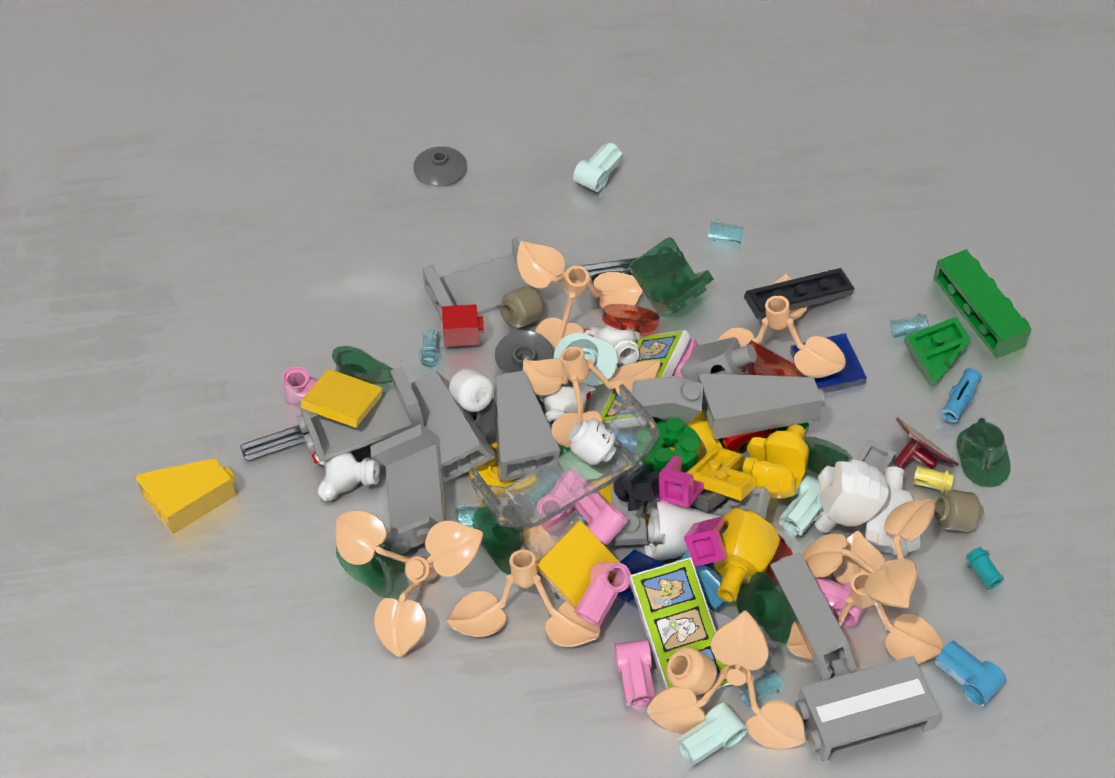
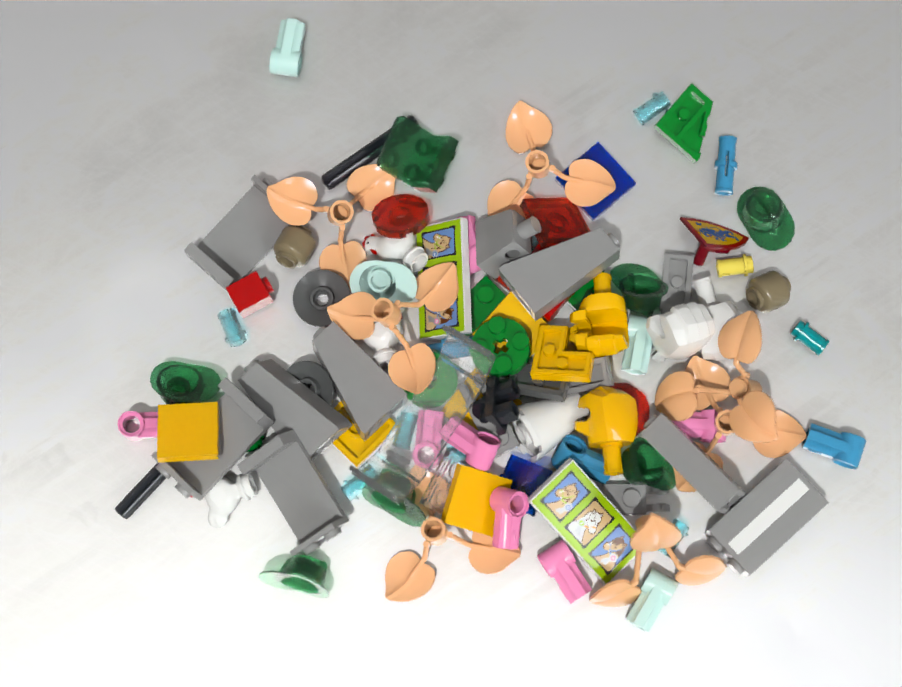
camera: 20 degrees left, 25 degrees up
(186, 491) = (94, 579): yellow slope -> none
(440, 166) = (139, 119): dark grey dish -> none
(451, 548) = (366, 546): light nougat plant -> none
(471, 389) = (299, 369): white head -> none
(592, 441) = (438, 385): white head -> none
(670, 397) = (480, 304): light grey slope -> none
(677, 486) = (532, 393): dark pink panel -> none
(691, 670) = (616, 561): light nougat head -> none
(706, 542) = (577, 438): dark pink panel -> none
(725, 232) = (442, 72): clear light blue pin -> none
(802, 291) = (540, 118): black tile -> none
(982, 303) = (707, 54): green brick -> none

